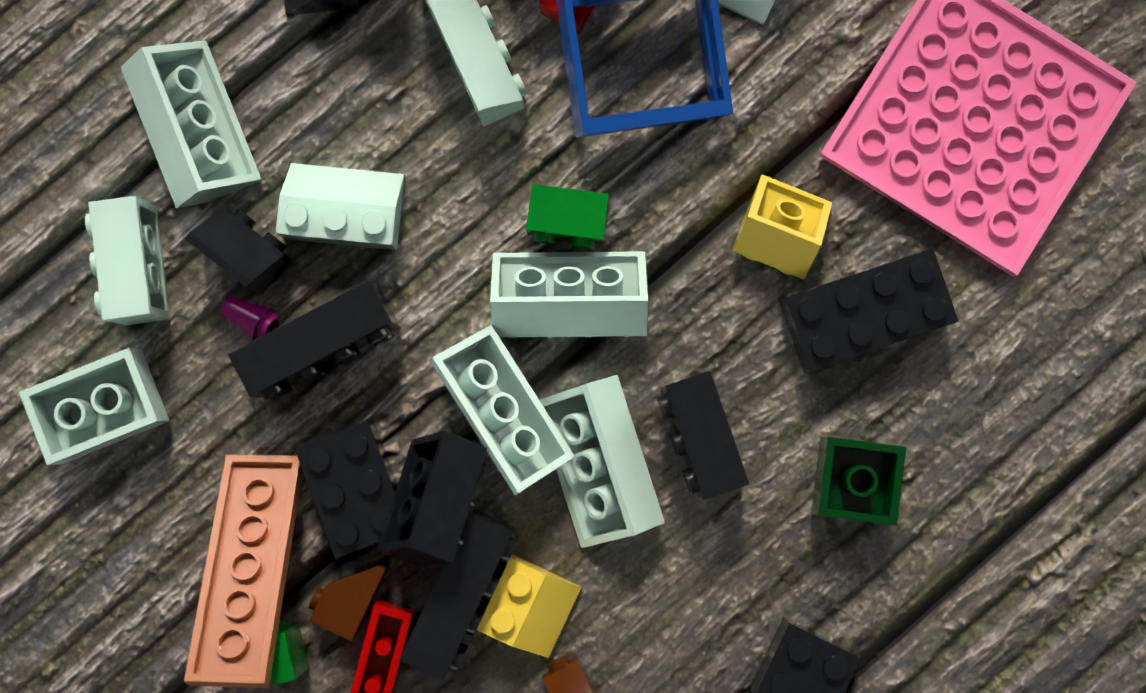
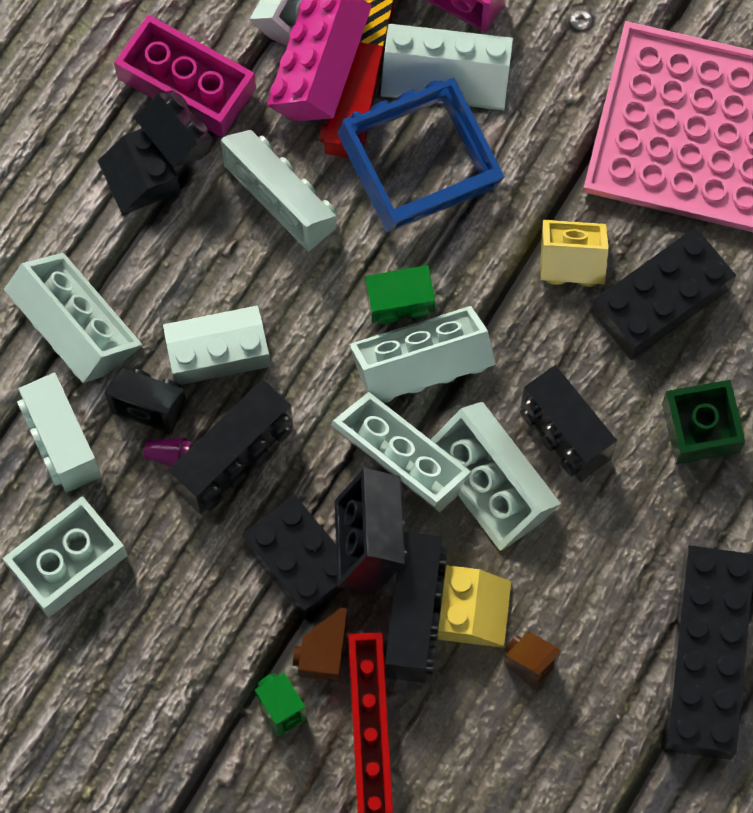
camera: 20 degrees left, 15 degrees down
(245, 572) = (235, 638): nougat plate -> none

